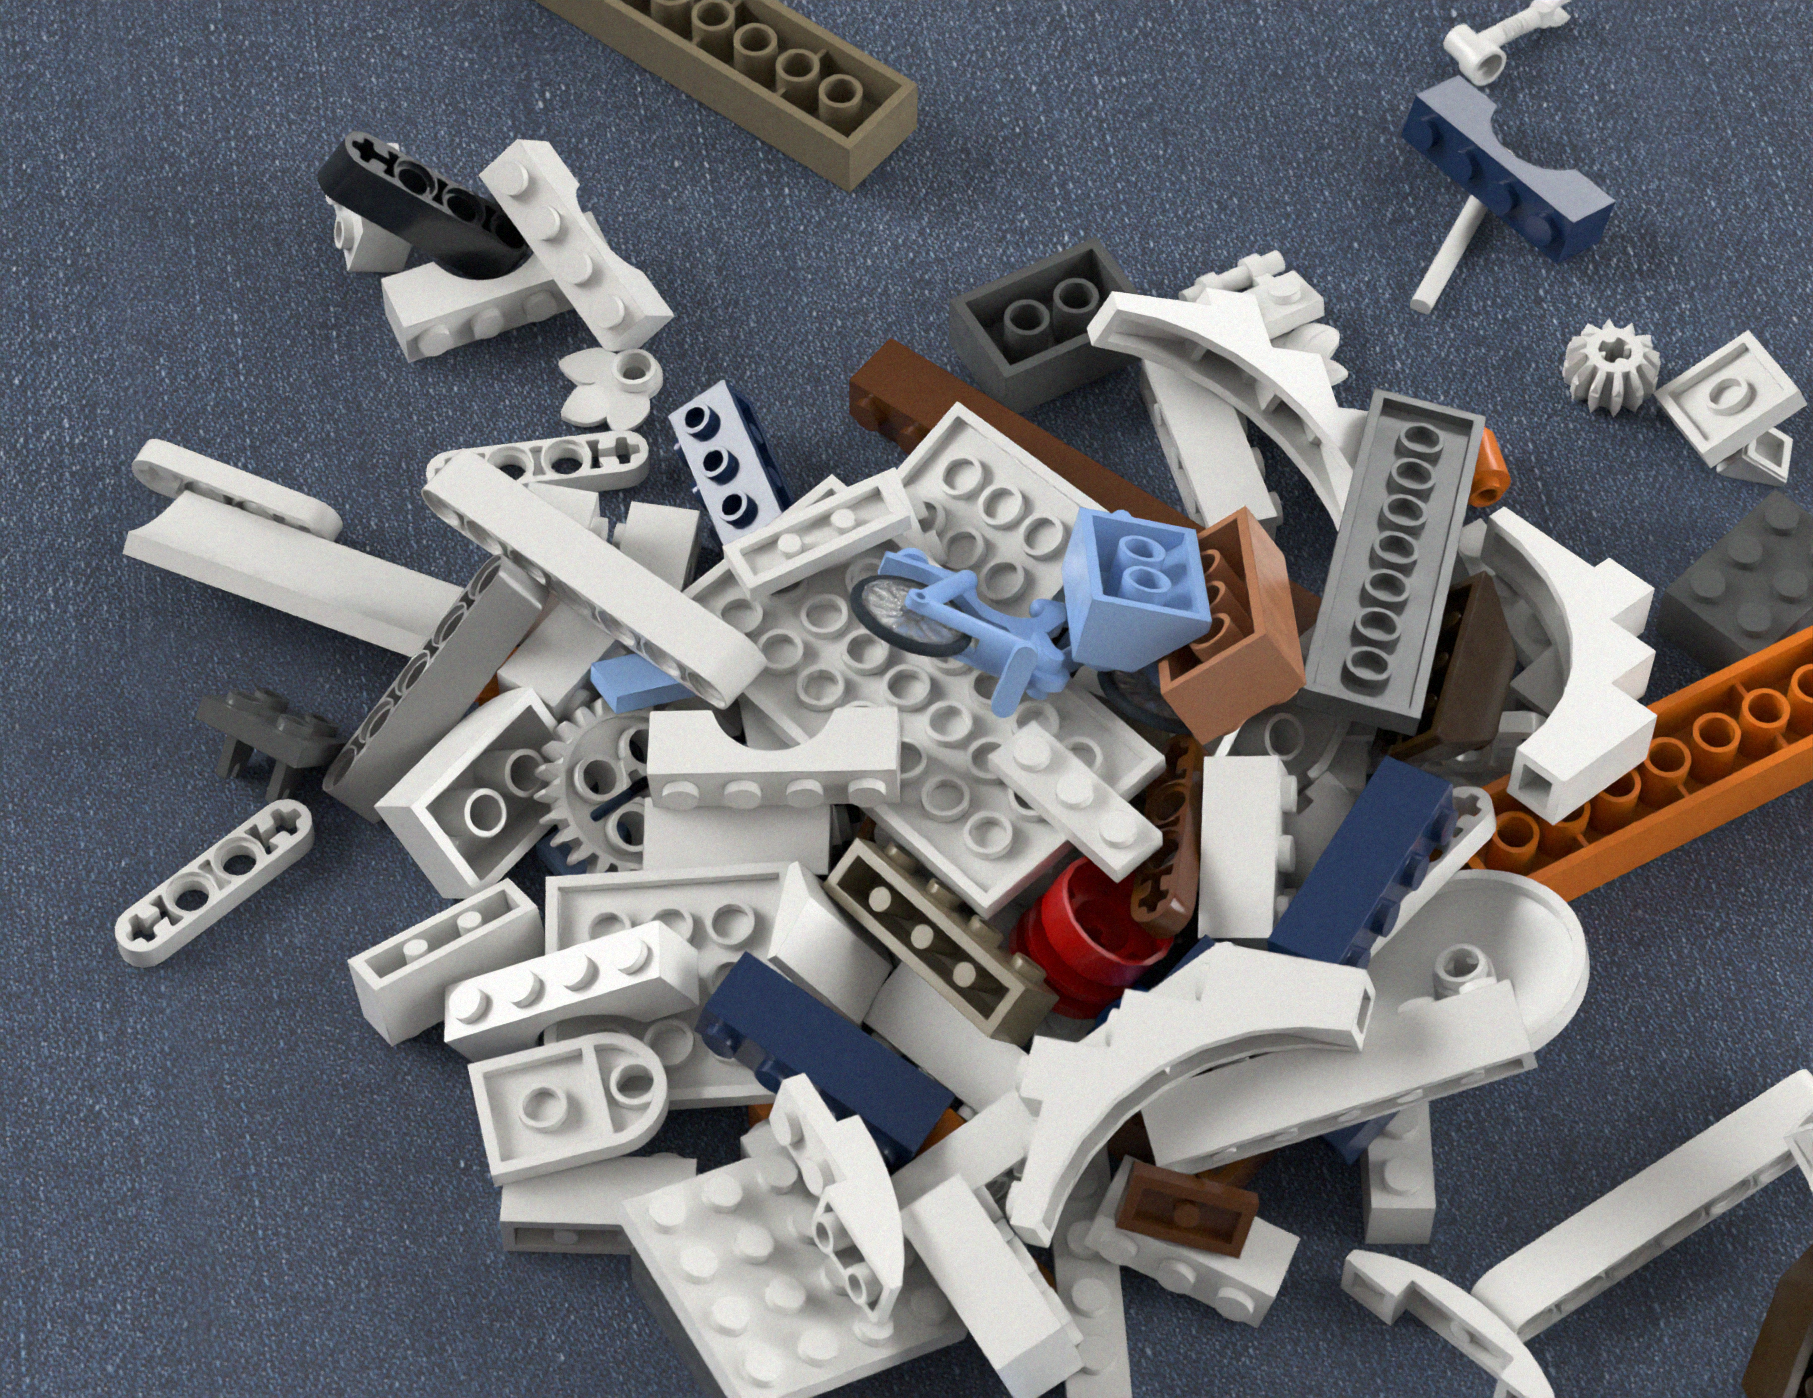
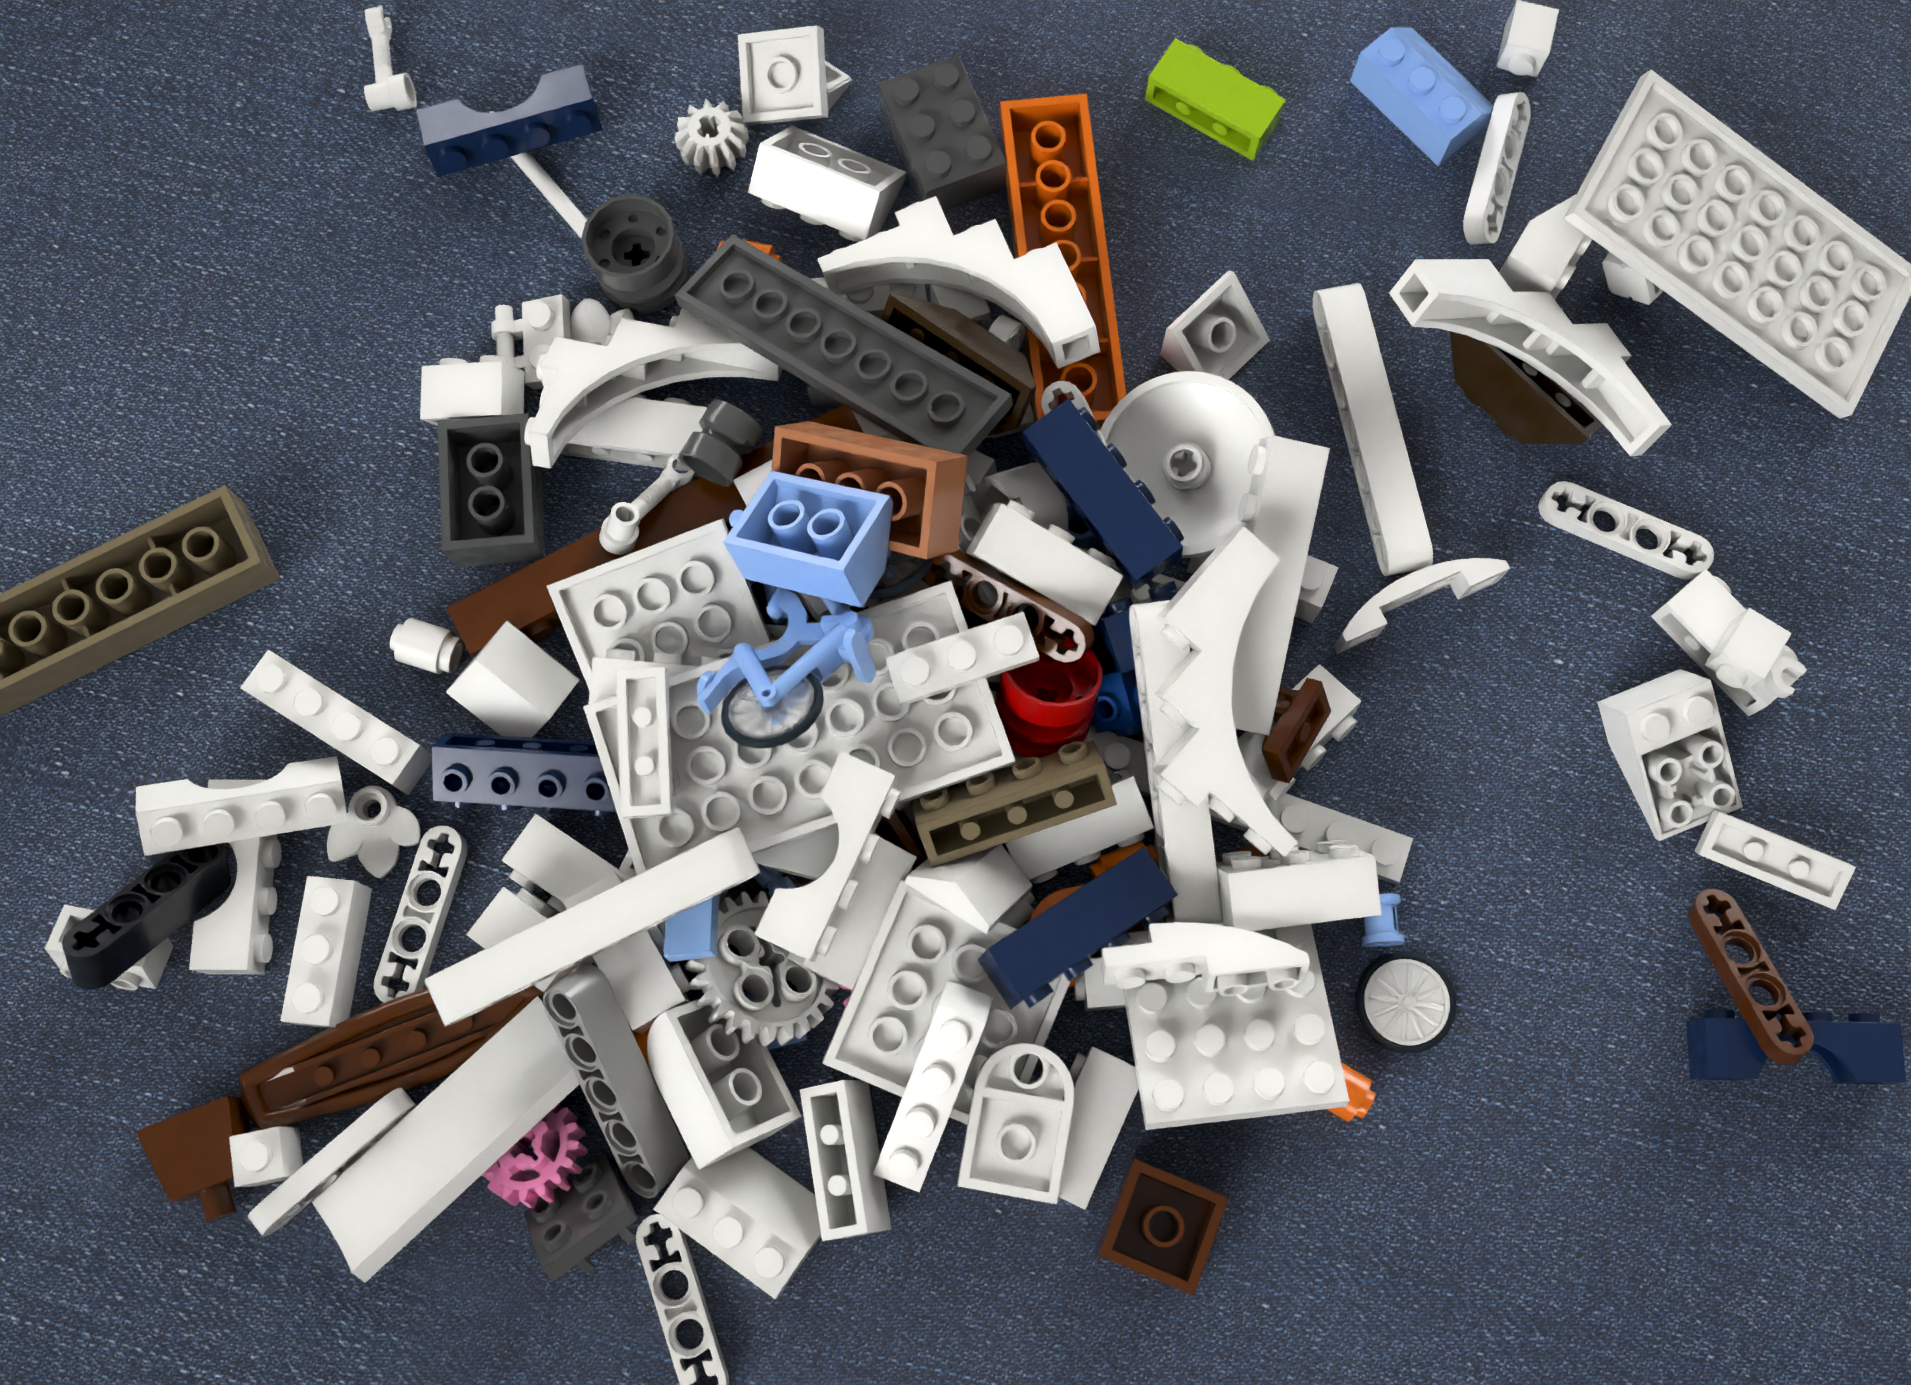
camera: 65 degrees left, 20 degrees up
(196, 380) = (195, 1154): none -> reddish brown torso
(217, 427) = (265, 1156): none -> white brick
(324, 667) = (556, 1144): none -> bright pink gear
(341, 892) = (746, 1216): none -> white slope
(360, 476) = (369, 1057): none -> reddish brown piece
(455, 396) = (326, 952): none -> white brick
(516, 1315) = (1162, 1226): none -> reddish brown brick
(710, 296) = (338, 722): none -> white arch
(837, 430) = (513, 684): none -> white slope
(839, 345) = (426, 646): none -> white brick
(1074, 446) = (621, 528): none -> white brick
(1155, 254) = (471, 389): none -> white brick
(1212, 494) = (723, 439): none -> dark grey wheel
(1411, 337) = (635, 253): none -> dark grey wheel
(1627, 493) = (825, 183): none -> white slope
(1678, 978) = (1215, 332): none -> white slope

